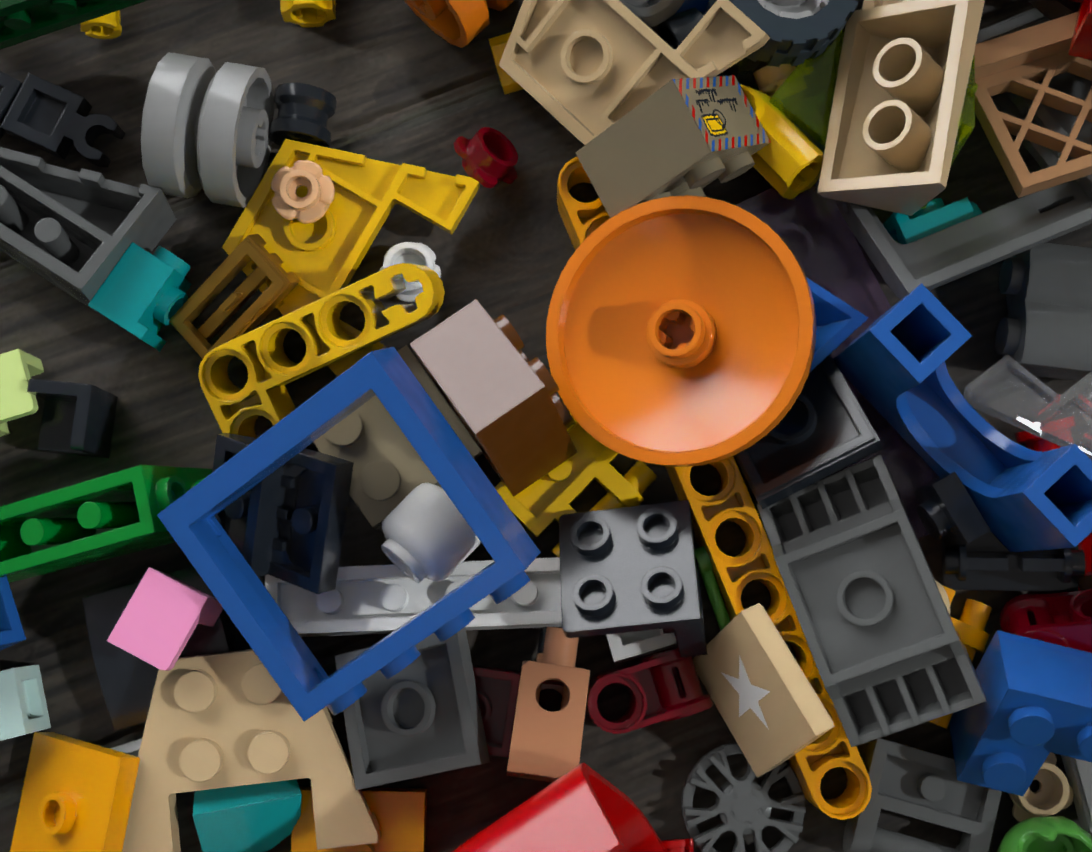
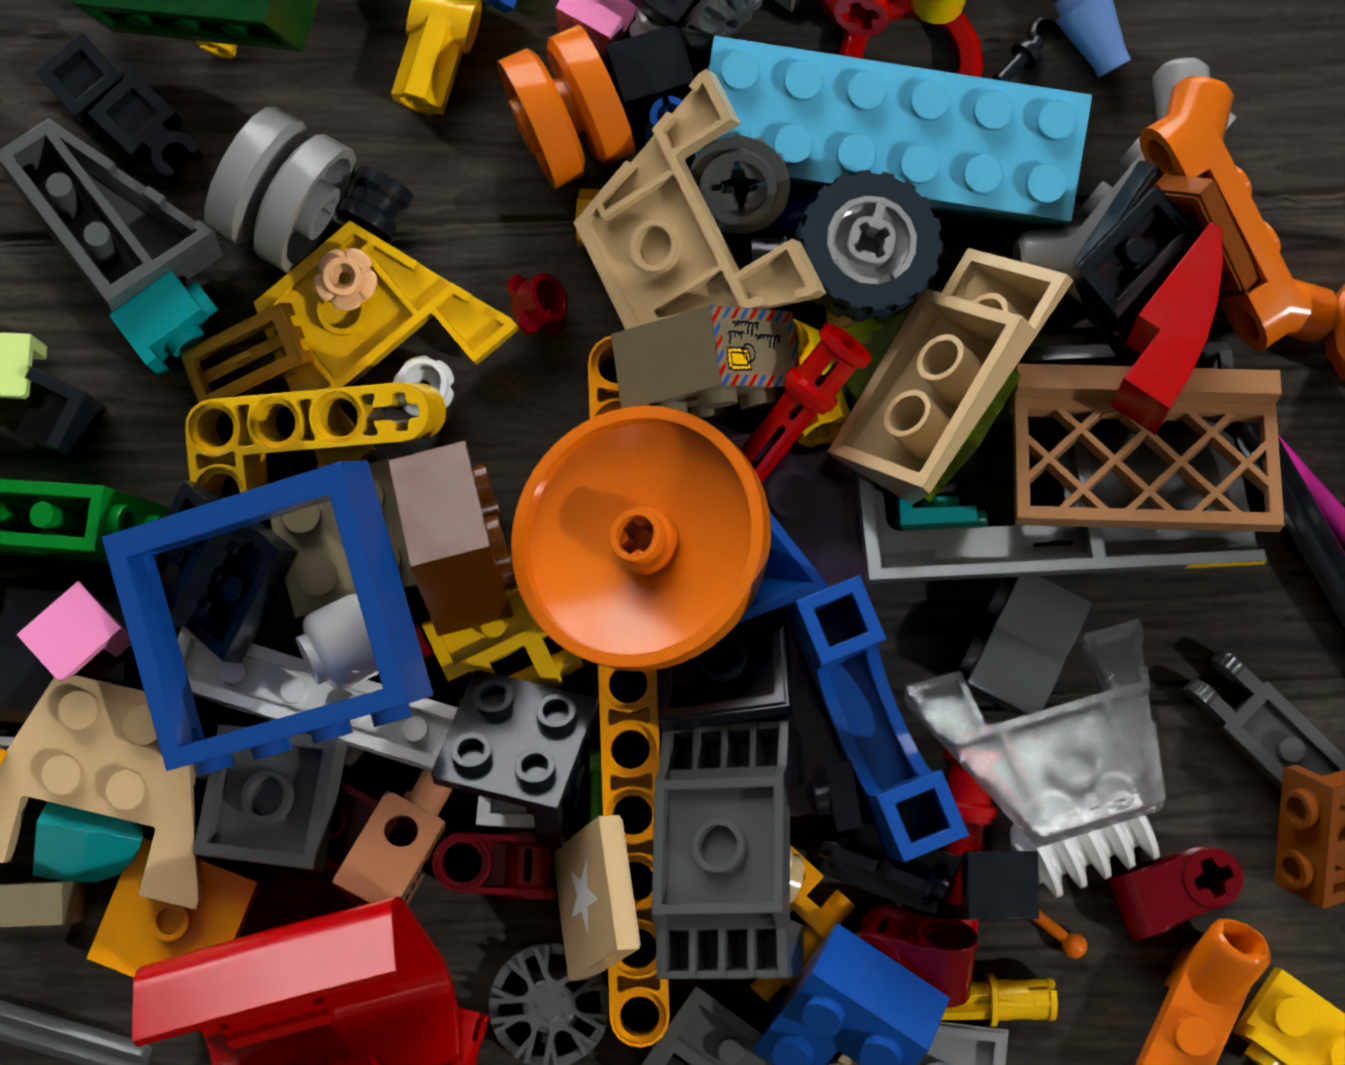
camera: 20 degrees right, 0 degrees up
(783, 140) = (812, 390): none -> red pin

